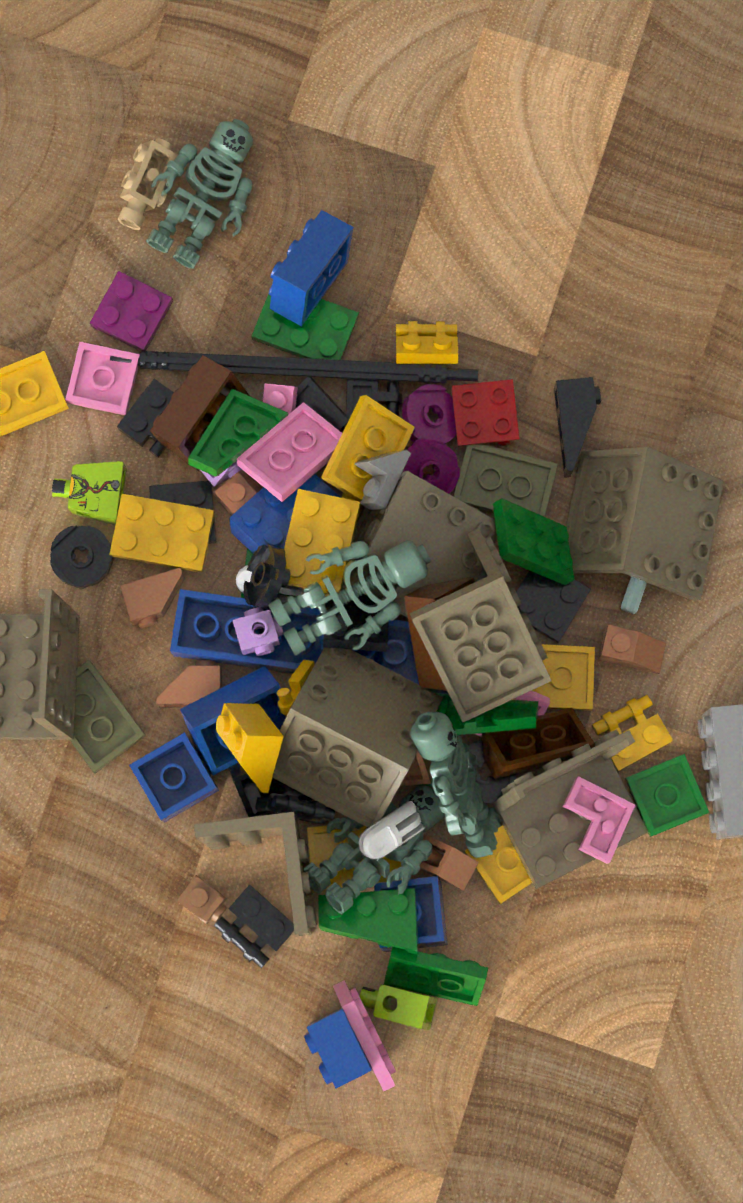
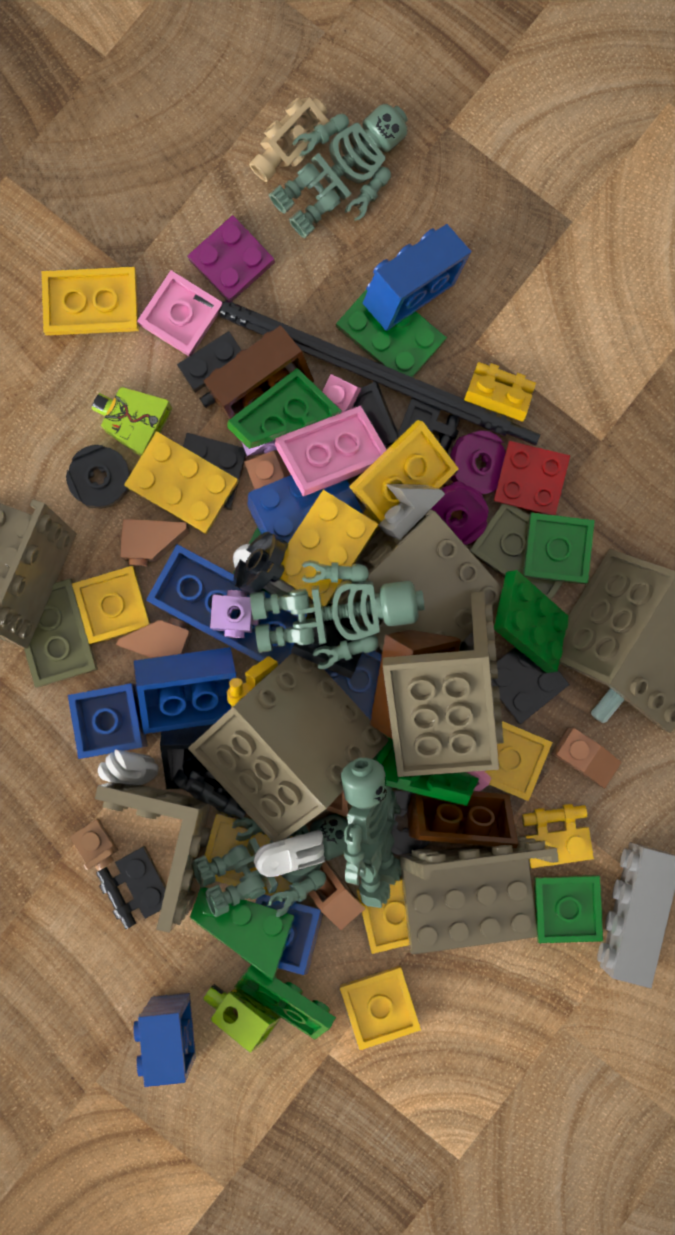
camera: 20 degrees right, 5 degrees up
(136, 670) = (111, 605): none -> yellow plate
(209, 810) = (128, 768): none -> white arm
(251, 739) = (187, 719): yellow slope -> none
(366, 1034) = (195, 1031): bright pink plate -> none
(527, 952) = (380, 1008): none -> yellow plate
(533, 467) = (558, 548): none -> green plate
(575, 408) = (618, 508): black slope -> none
(607, 815) = (504, 911): bright pink plate -> none

